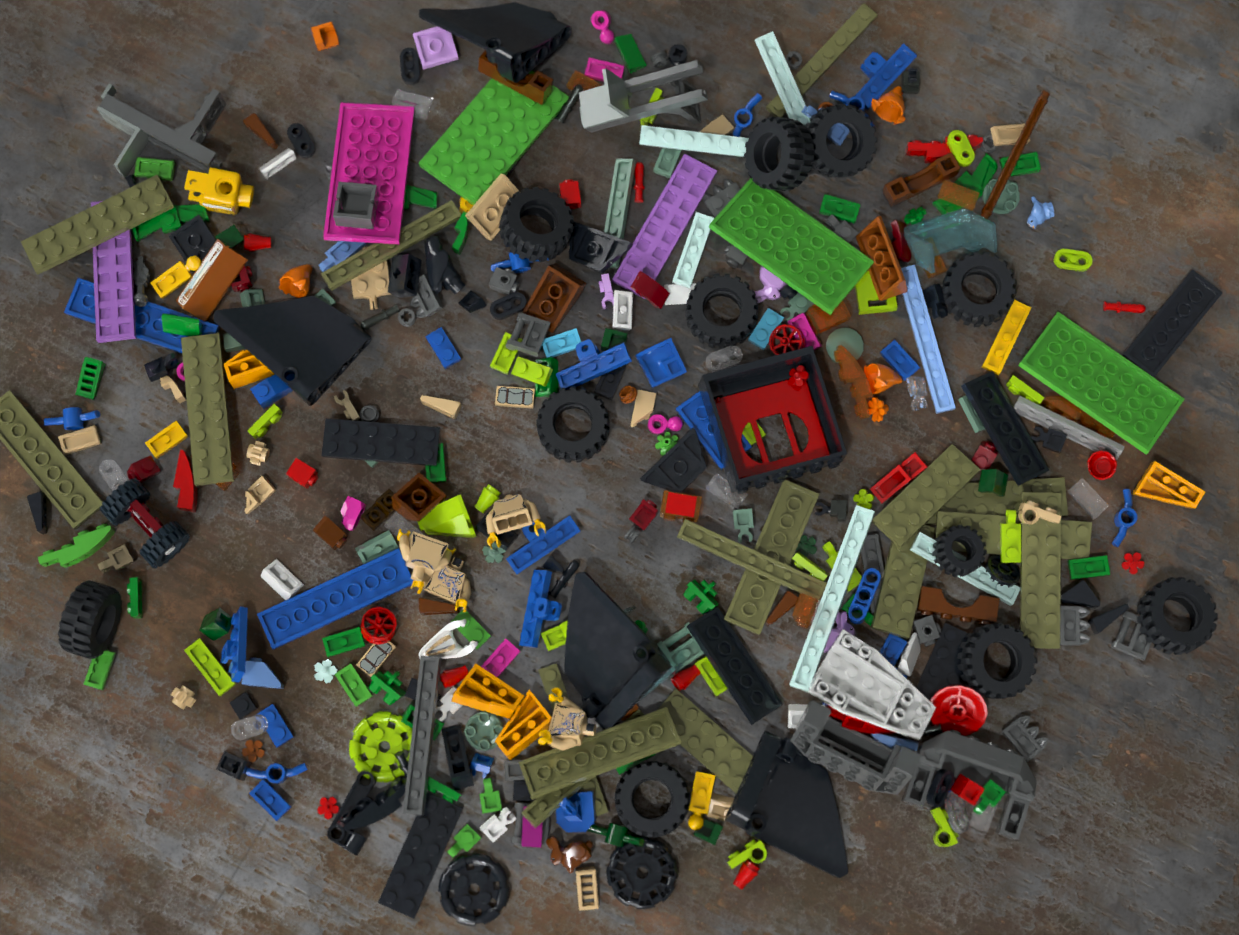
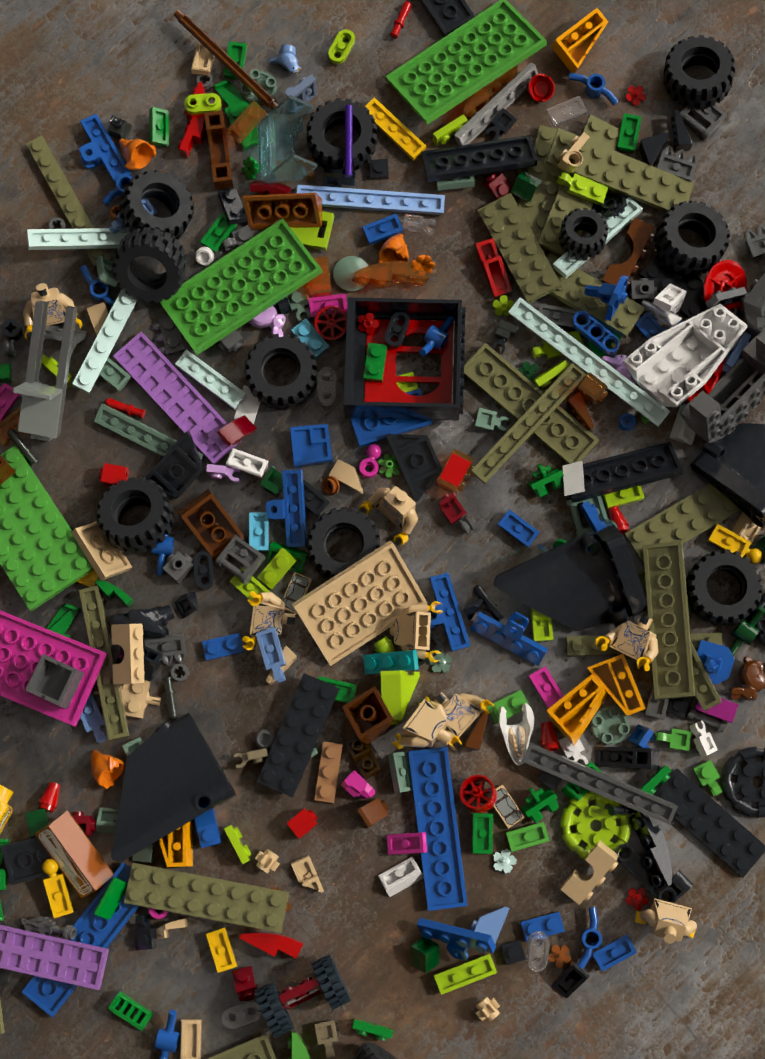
camera: 75 degrees left, 0 degrees up
(312, 574) = (406, 843): none -> dark pink plate
(312, 840) = (668, 920): none -> tan torso
(349, 758) = (580, 886): none -> tan arch
(357, 482) = (328, 772): none -> medium nougat plate
(416, 259) = (131, 640): none -> tan arch
(447, 391) = (272, 652): none -> medium blue plate
(475, 503) = (391, 661): none -> teal plate
(481, 376) = (267, 613): none -> tan torso
(521, 455) = (358, 602): none -> tan plate
(626, 461) = (396, 507): none -> tan torso
(645, 584) = (518, 528): none -> blue plate
(682, 646) = (590, 513): none -> blue plate
(711, 619) = (573, 478): none -> white sticker
(712, 80) = (56, 309): none -> tan torso
(758, 115) = (105, 272): none -> sand green plate
(761, 395) = (375, 362): none -> green plate
(793, 656) = (626, 417): none -> blue plate
(800, 405) = (397, 331): none -> black plate
(805, 444) = (436, 336): none -> blue piece
(812, 203) = (204, 256): none -> white plate
(869, 211) = (232, 206): none -> black plate
(905, 599) = (609, 294): none -> blue piece
(925, 117) = (158, 127): none -> green plate
(925, 658) = (670, 298): none -> white plate
(950, 718) = (725, 298): none -> black plate
(960, 337) = (379, 169): none -> black plate
(971, 294) = (348, 140): none -> dark purple bar
(1013, 237) = (305, 90): none -> sand blue plate

